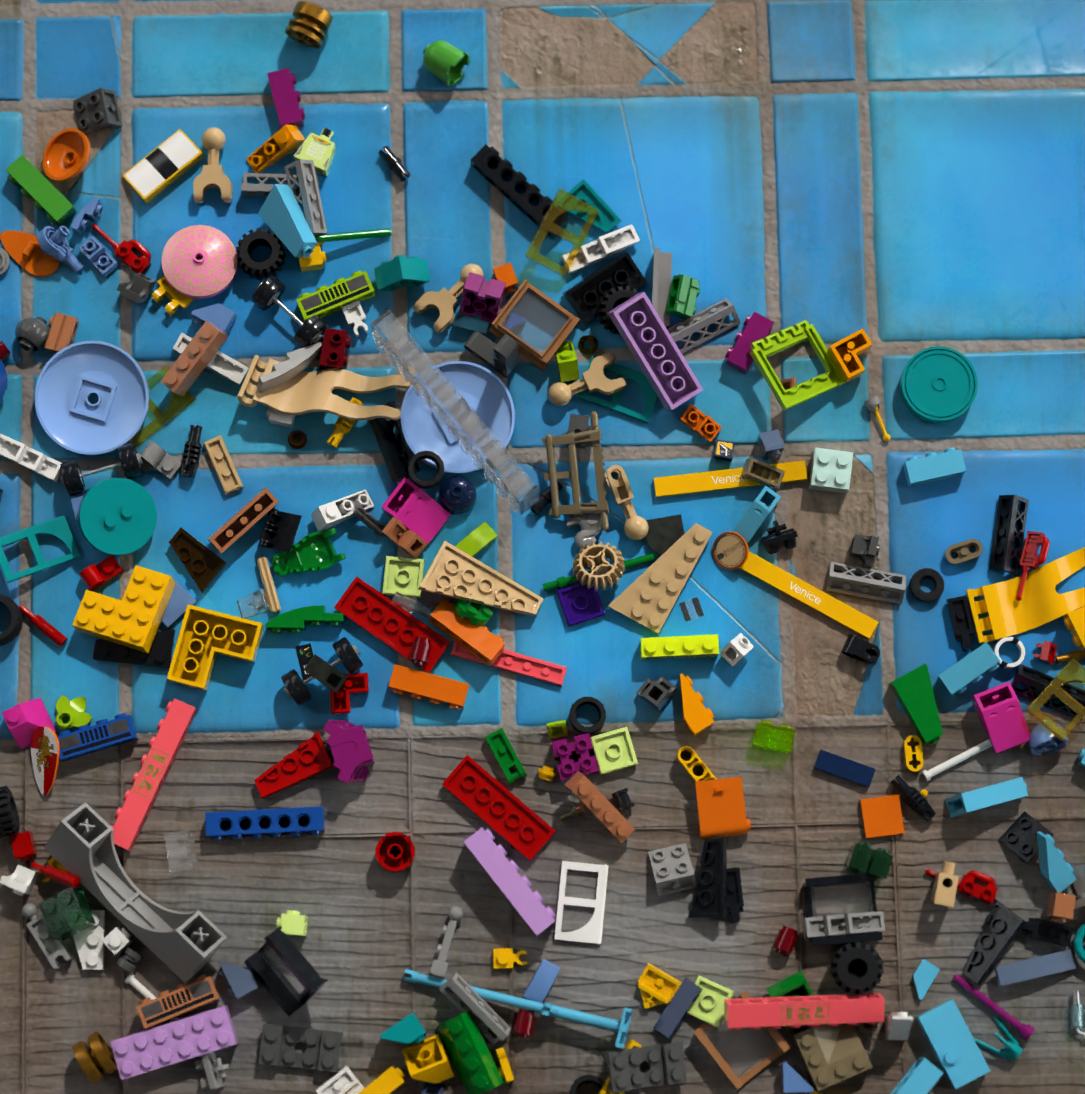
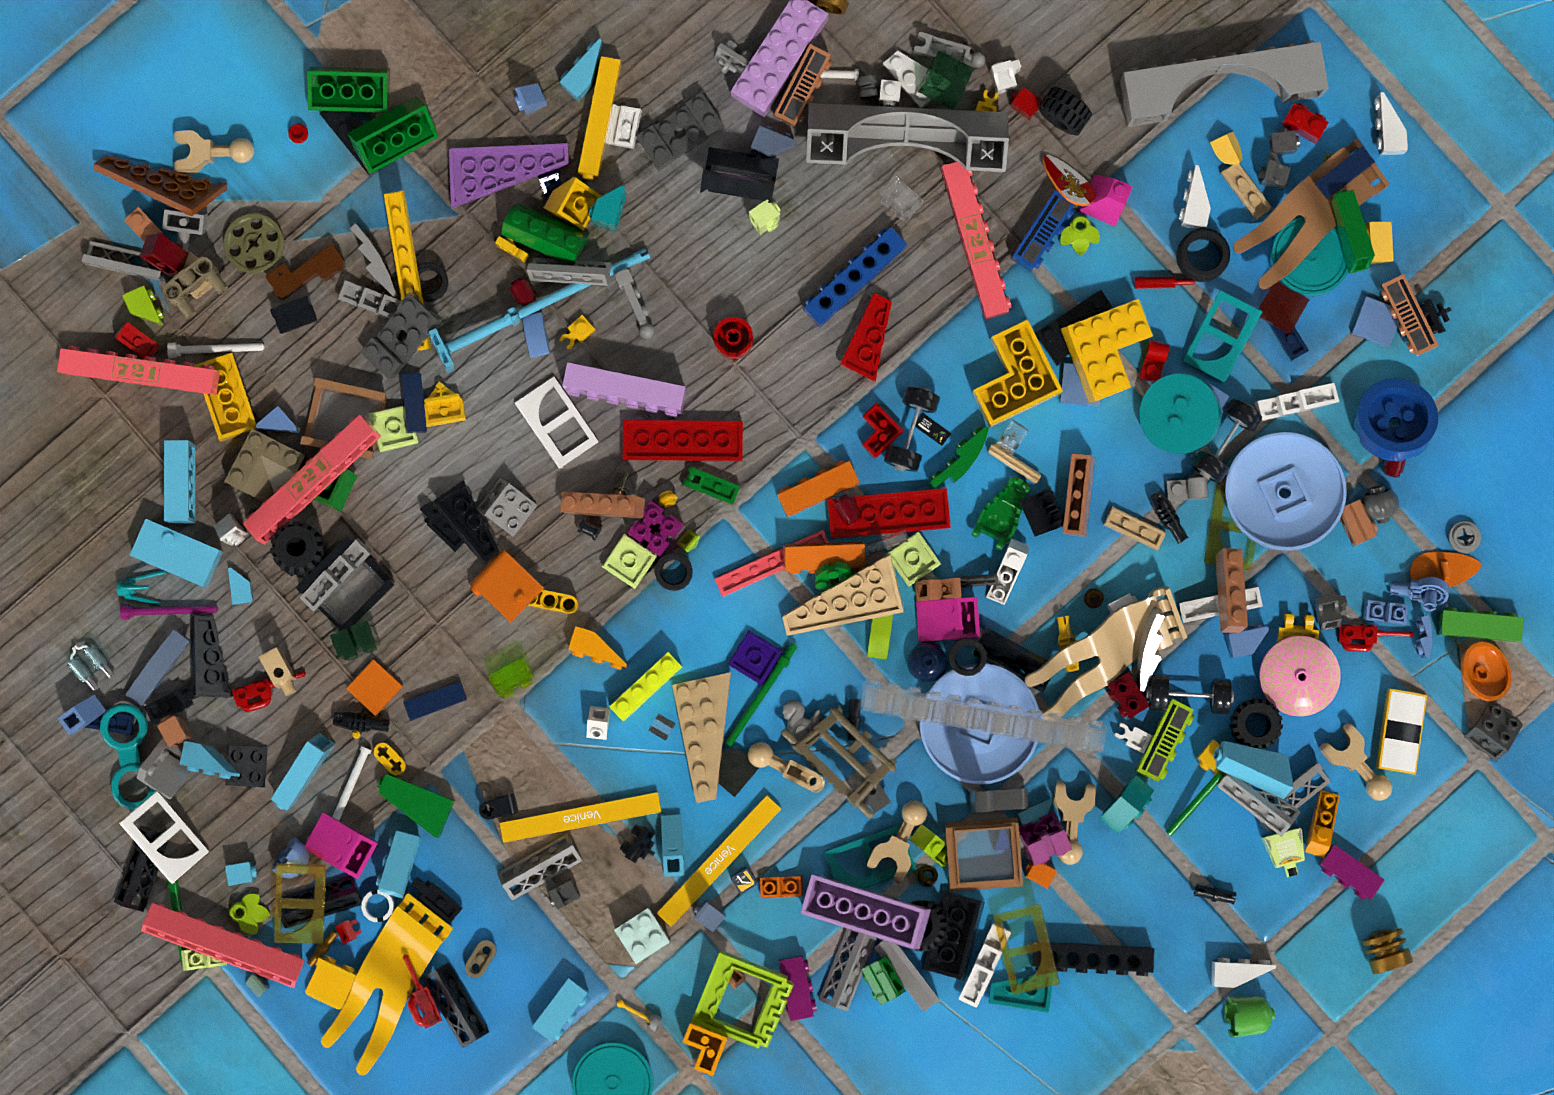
camera: 140 degrees right, 5 degrees up
(57, 874) = (979, 101): red axle -> none
(198, 559) = (1089, 436): dark brown wing -> none
(325, 673) = (905, 427): pearl dark grey slope -> none
(349, 750) = (837, 385): magenta slope -> none
(429, 98) = (1236, 973): none -> white slope
(600, 574) = (770, 711): tan gear -> none
(657, 692) = (633, 635): dark grey brick -> none
(730, 550) = (669, 800): piece -> none
(760, 479) = (712, 882): dark tan slope -> none
(785, 940) = (371, 525): dark red brick -> none
(938, 585) = (500, 902): black tyre -> none

